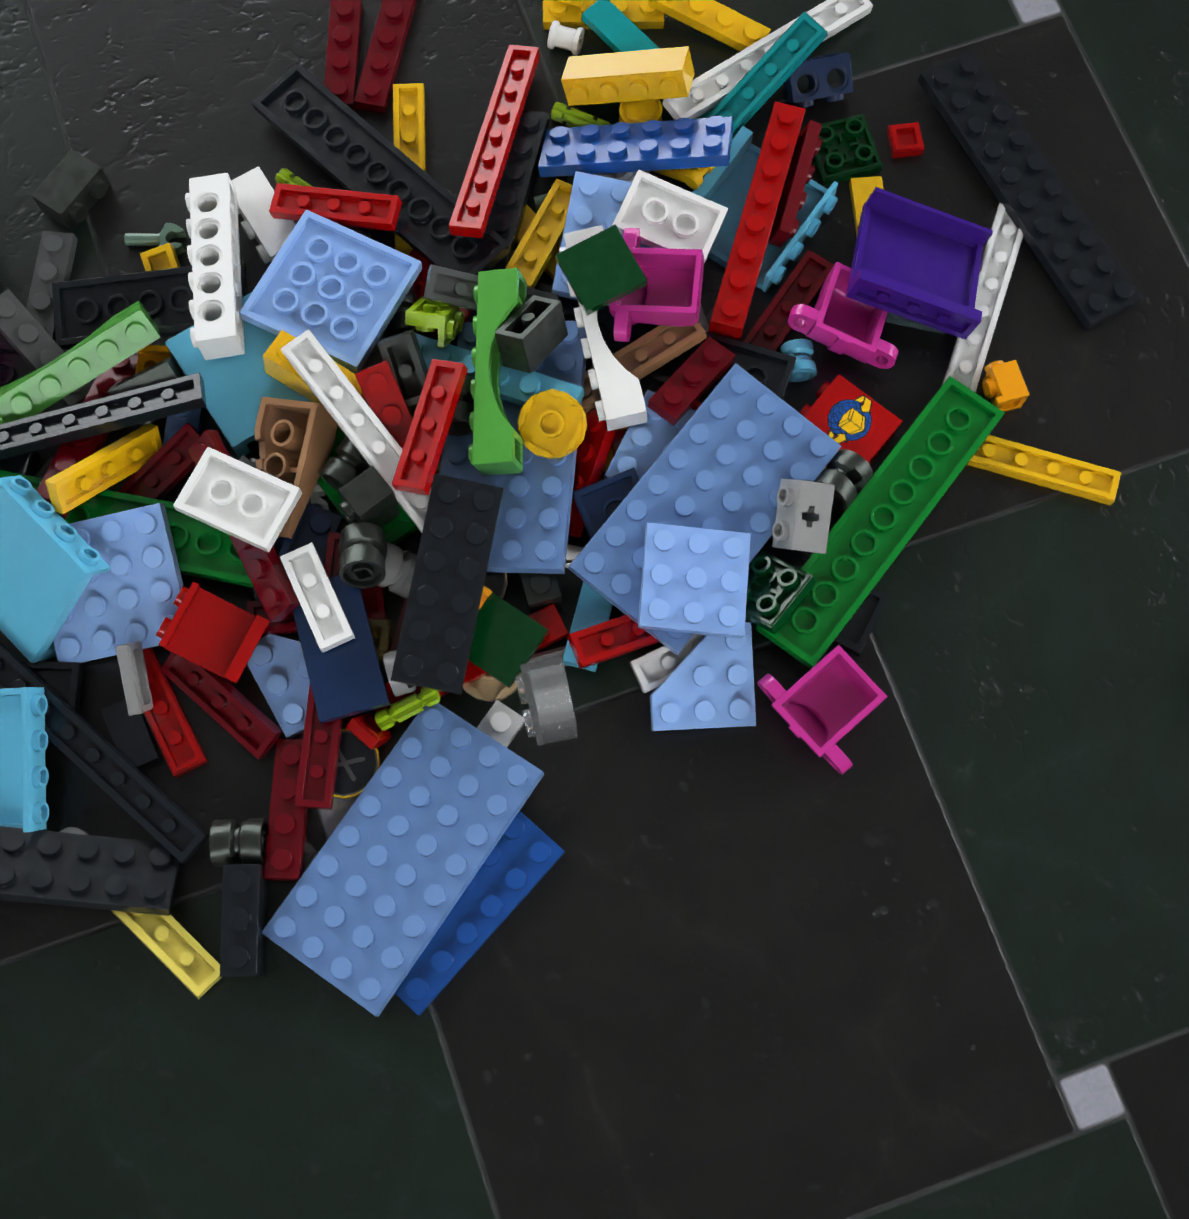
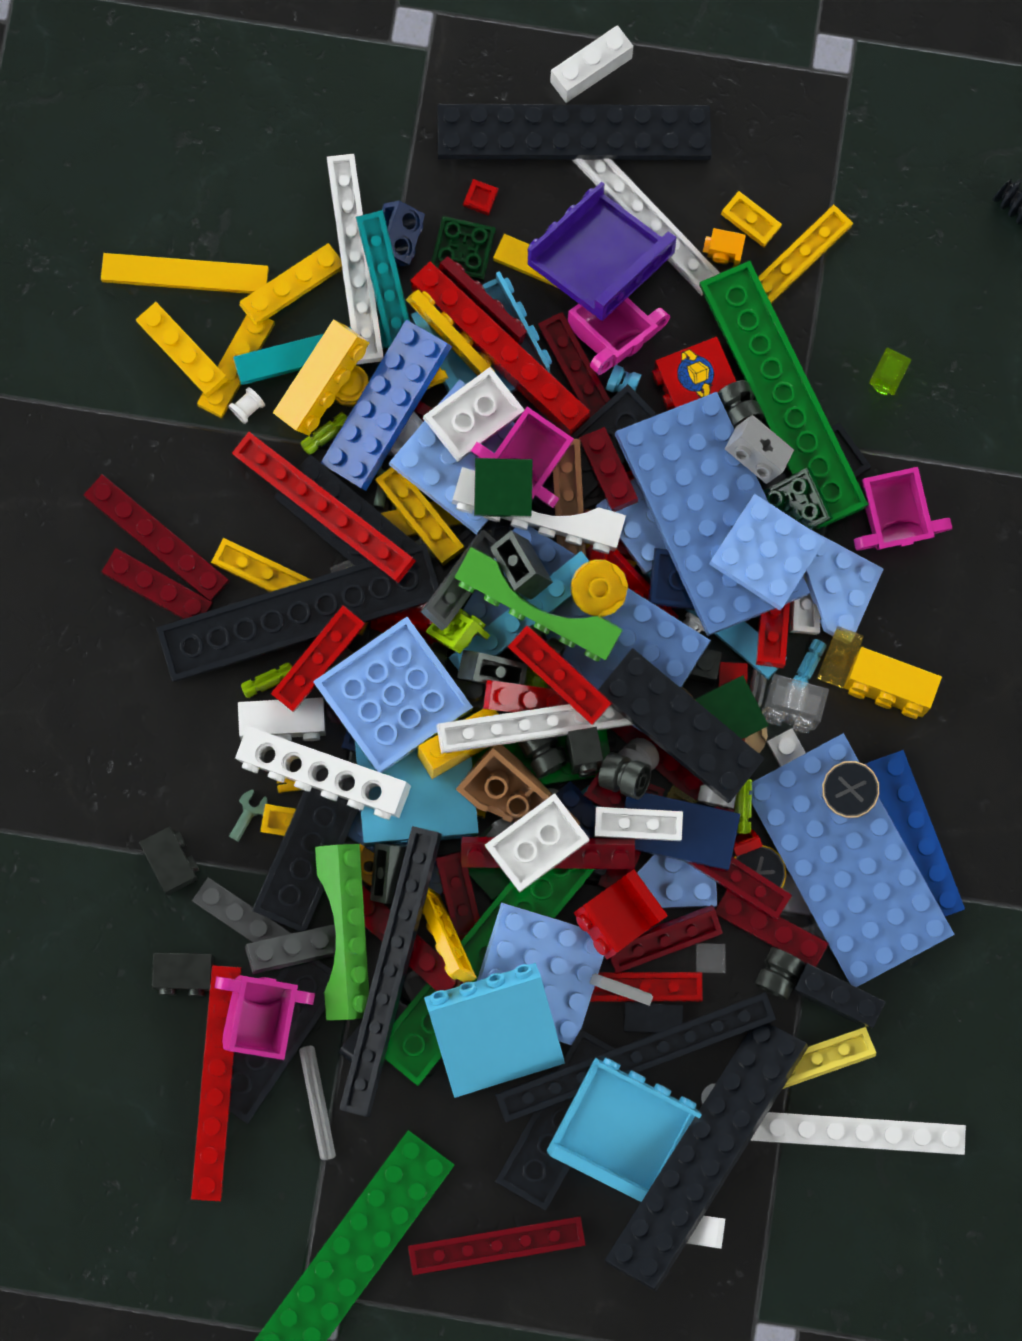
camera: 65 degrees left, 5 degrees up
(104, 1031) = (862, 1133): none -> white plate
(226, 761) = (710, 958): none -> clear tile
(479, 809) = (850, 789): none -> black tile
(604, 701) = (810, 661): none -> medium azure axle
(628, 795) = (892, 683): none -> yellow brick
(629, 727) = (840, 657): none -> clear yellow plate
(748, 155) = (442, 325): none -> yellow plate
(977, 620) = (889, 372): none -> clear neon green brick
(1050, 398) = (751, 219): none -> yellow plate
(1108, 166) = (591, 64): none -> white brick

